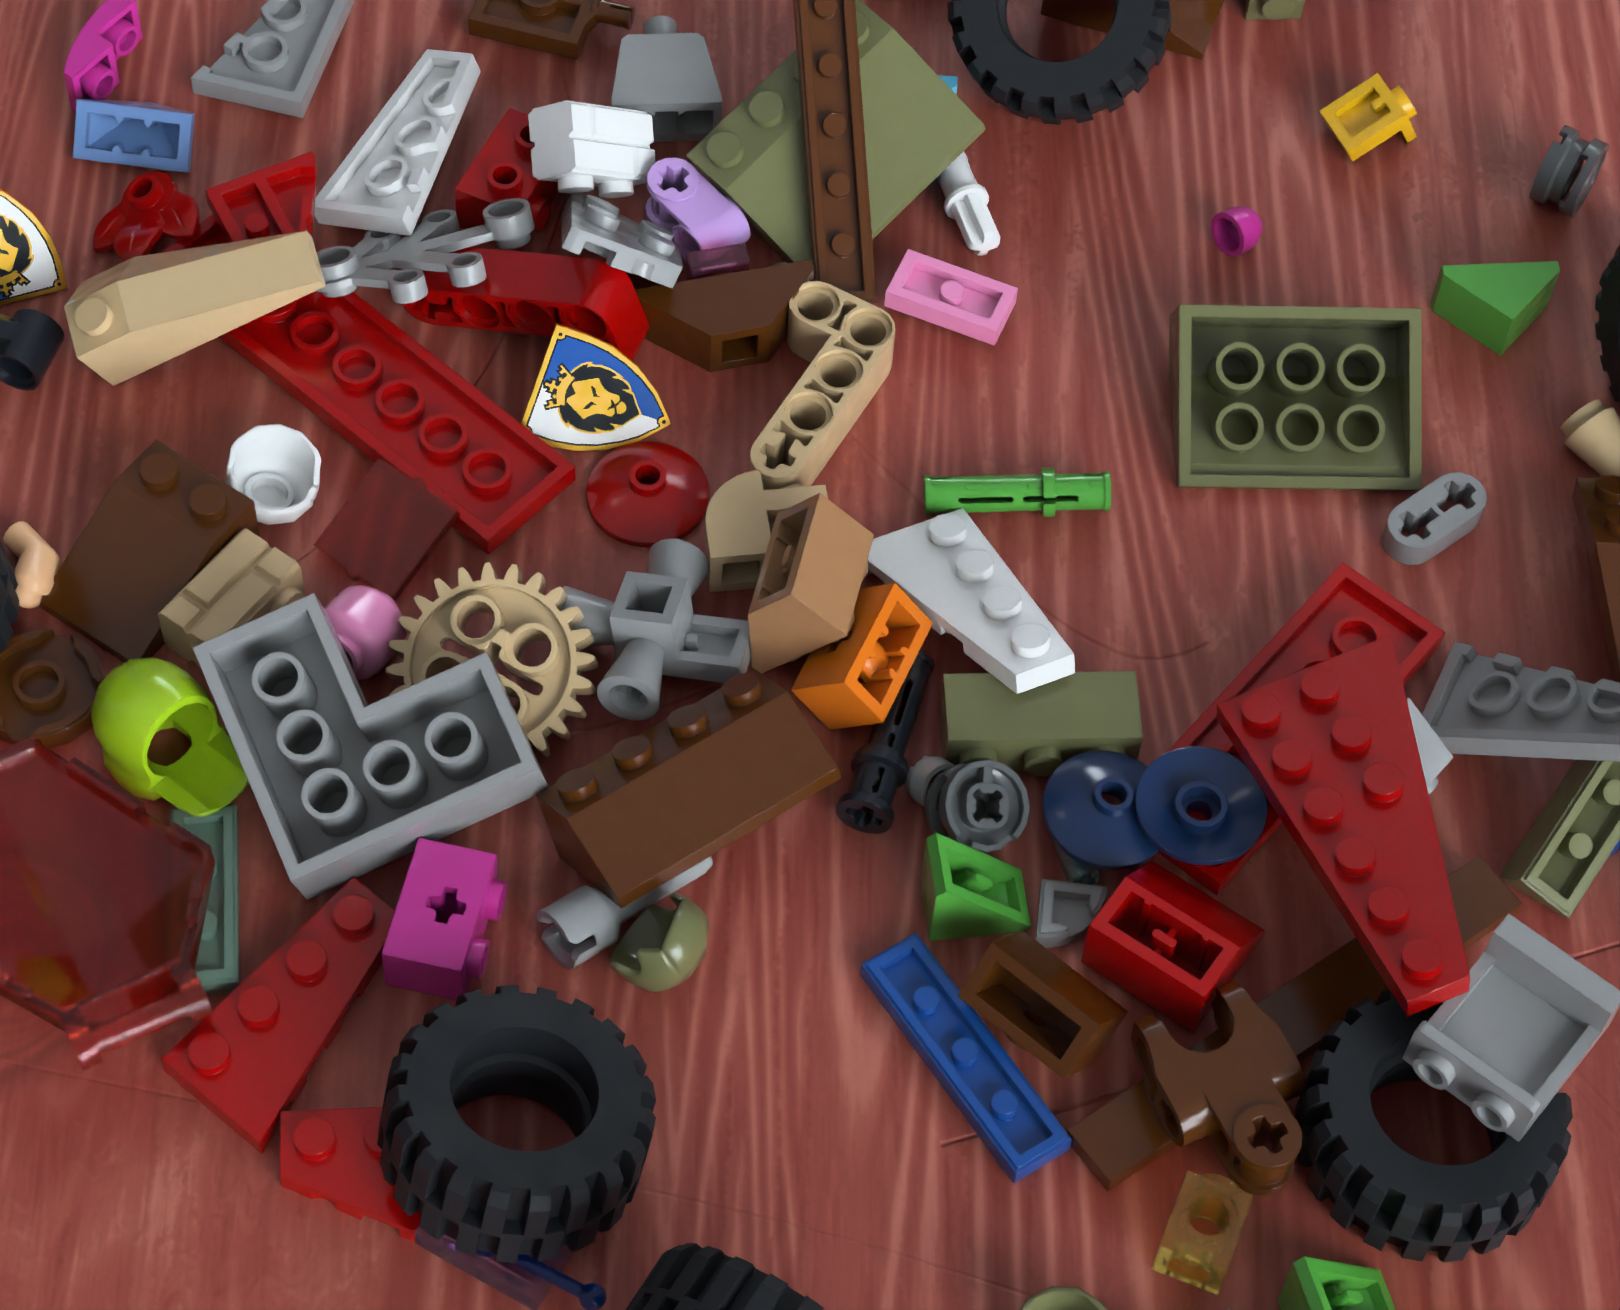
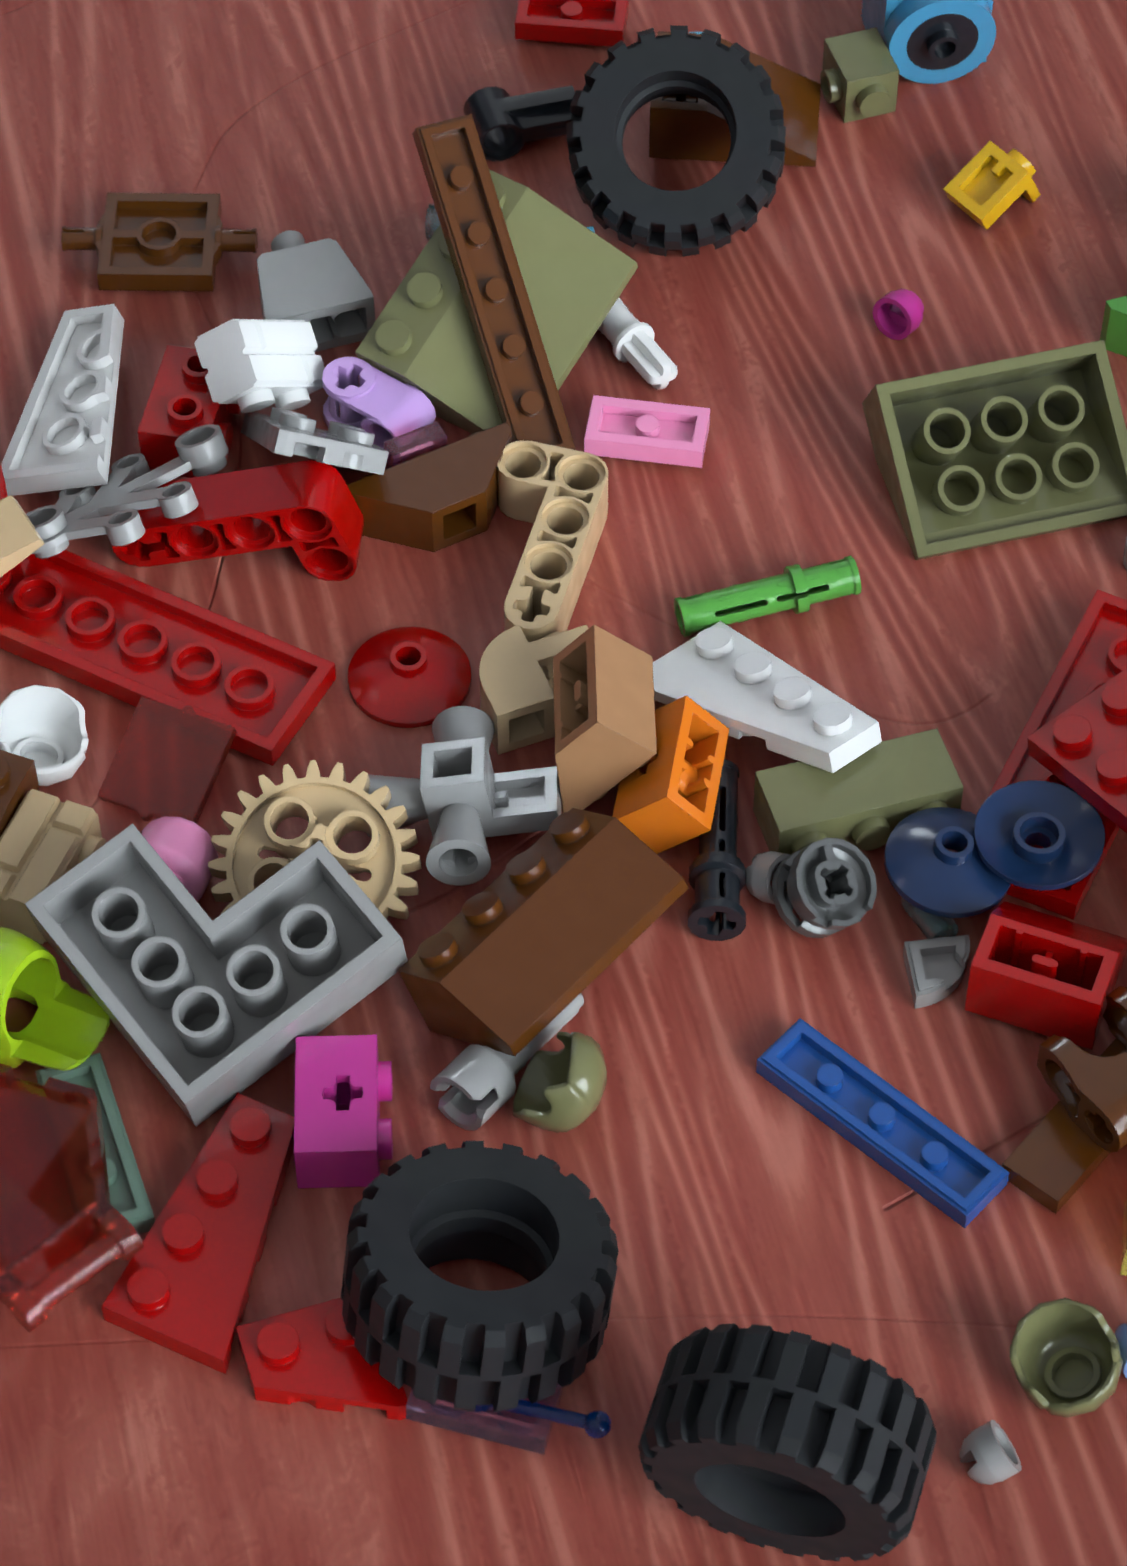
camera: 10 degrees left, 5 degrees down
(591, 396) = (331, 594): shield -> none
(970, 892) = (838, 969): bright green slope -> none
(1042, 1004) = (944, 1052): reddish brown brick -> none

